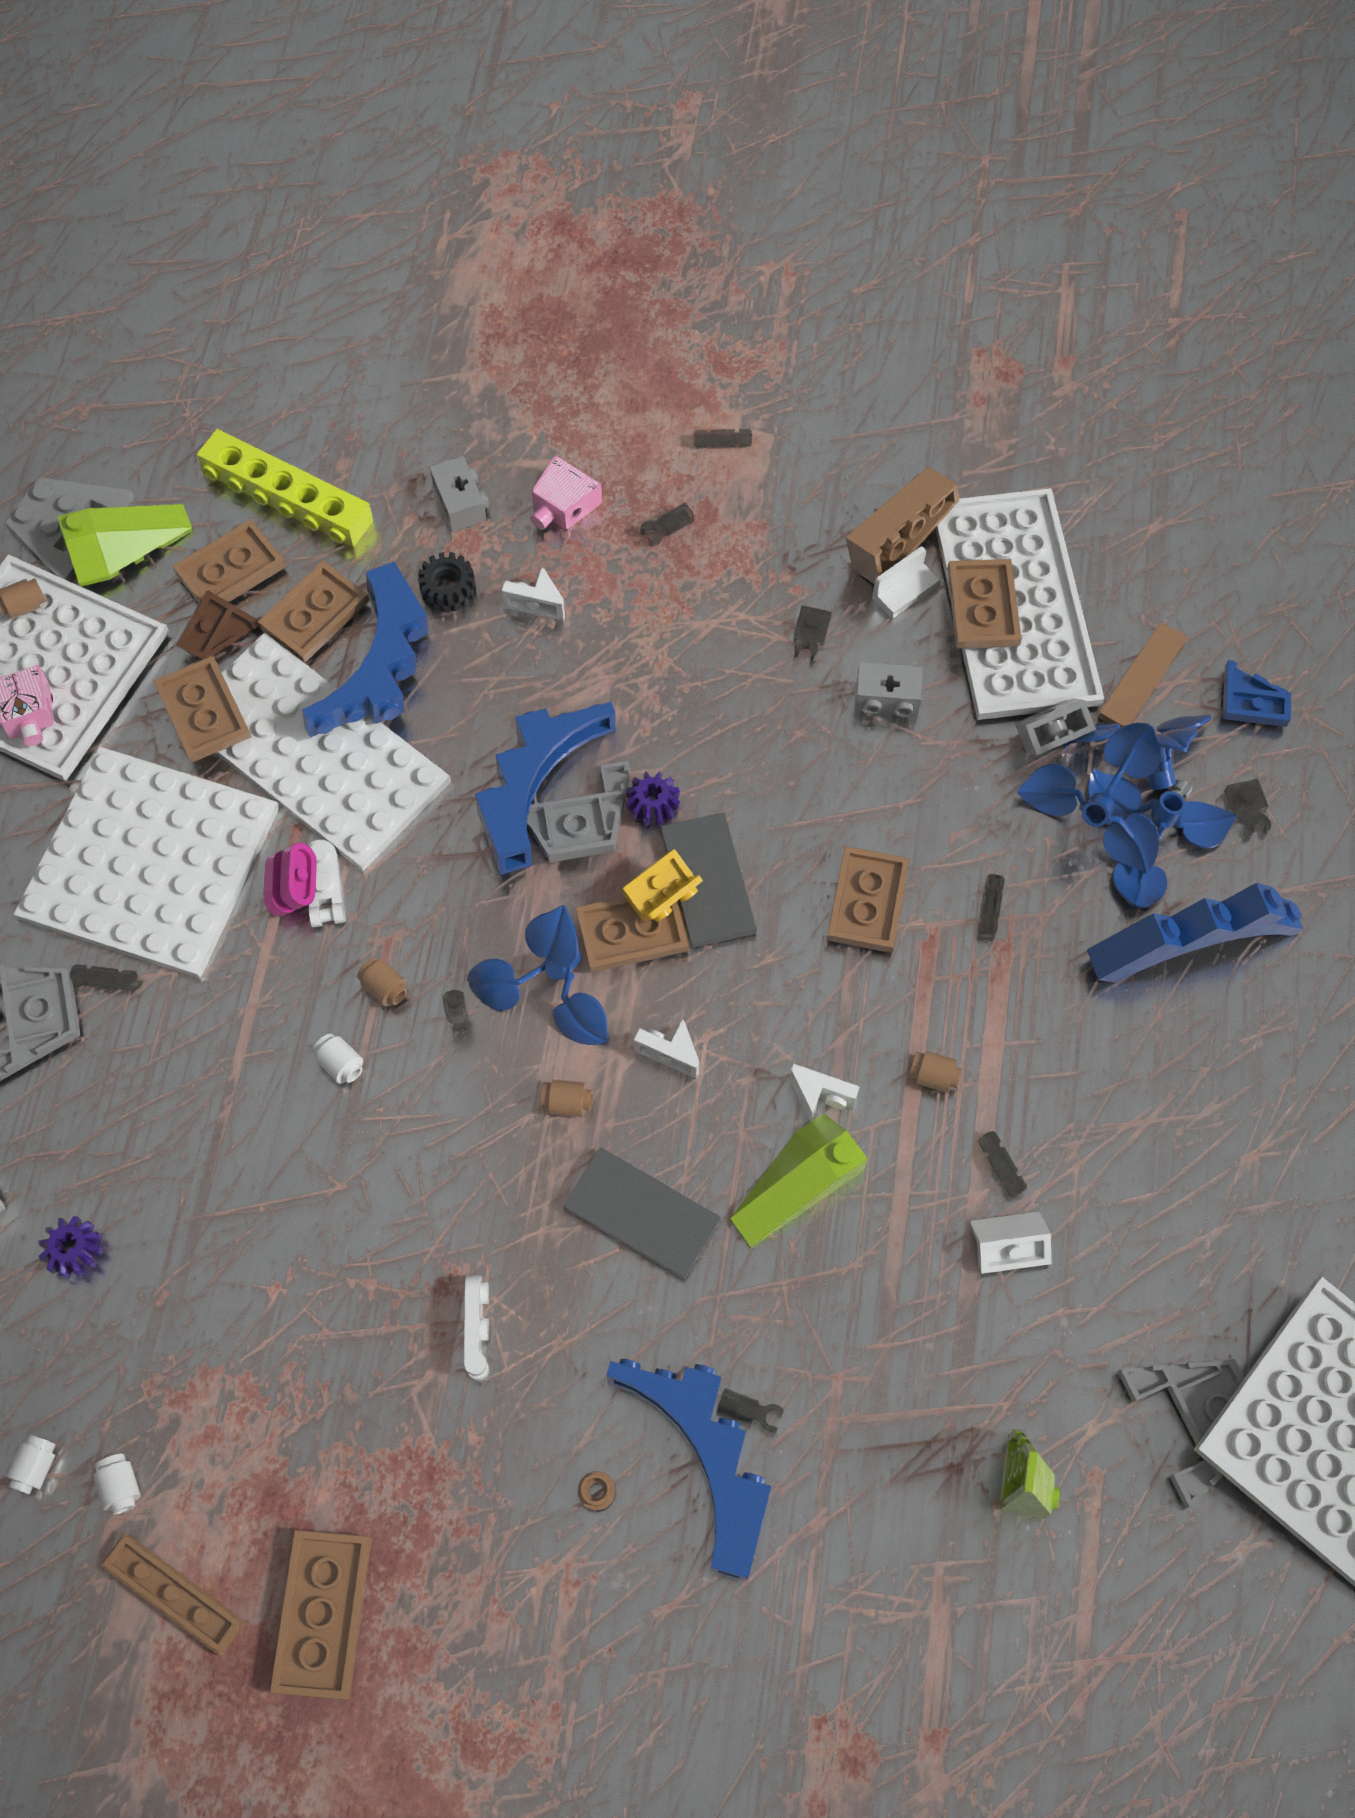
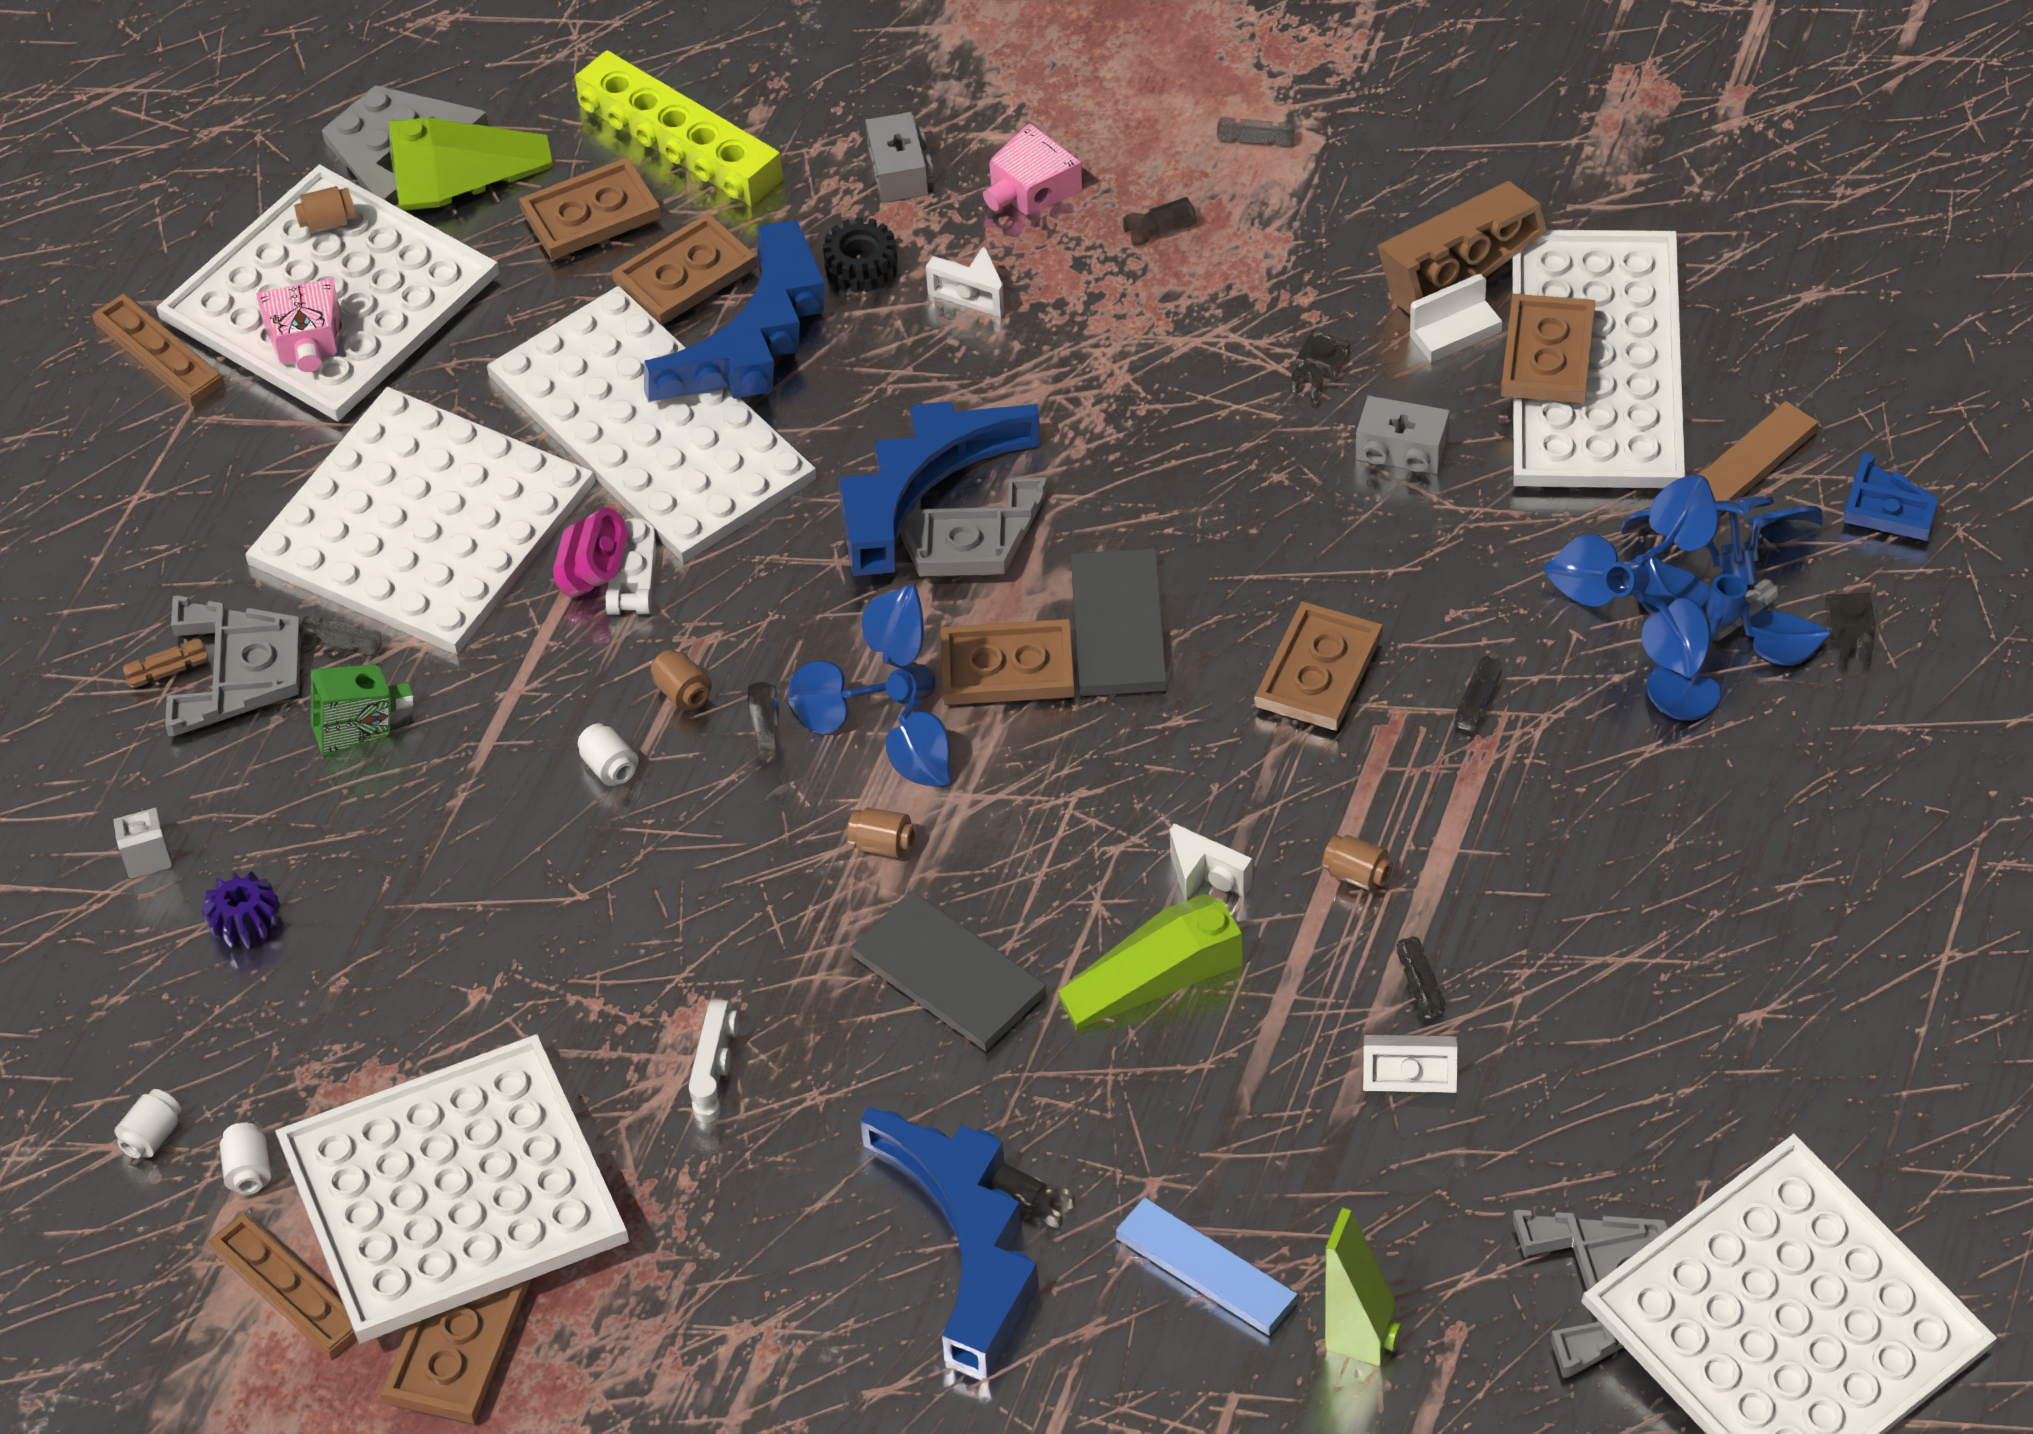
camera: 15 degrees right, 15 degrees down
(128, 1047) = (353, 706): none -> bright green torso
(202, 709) = (522, 354): medium nougat plate -> none
(214, 627) = (557, 271): reddish brown wing -> none
(288, 1489) = (450, 1188): none -> white plate
(587, 1482) = (822, 1240): medium nougat plate -> none
(652, 787) = (1066, 522): dark purple gear -> none
(660, 887) = (1050, 610): yellow bracket -> none
(675, 1054) = (1023, 800): white slope -> none
(896, 1453) = (1206, 1266): none -> light blue tile
(1055, 726) = (1607, 496): light grey brick -> none
(1207, 922) = (1734, 728): blue arch -> none

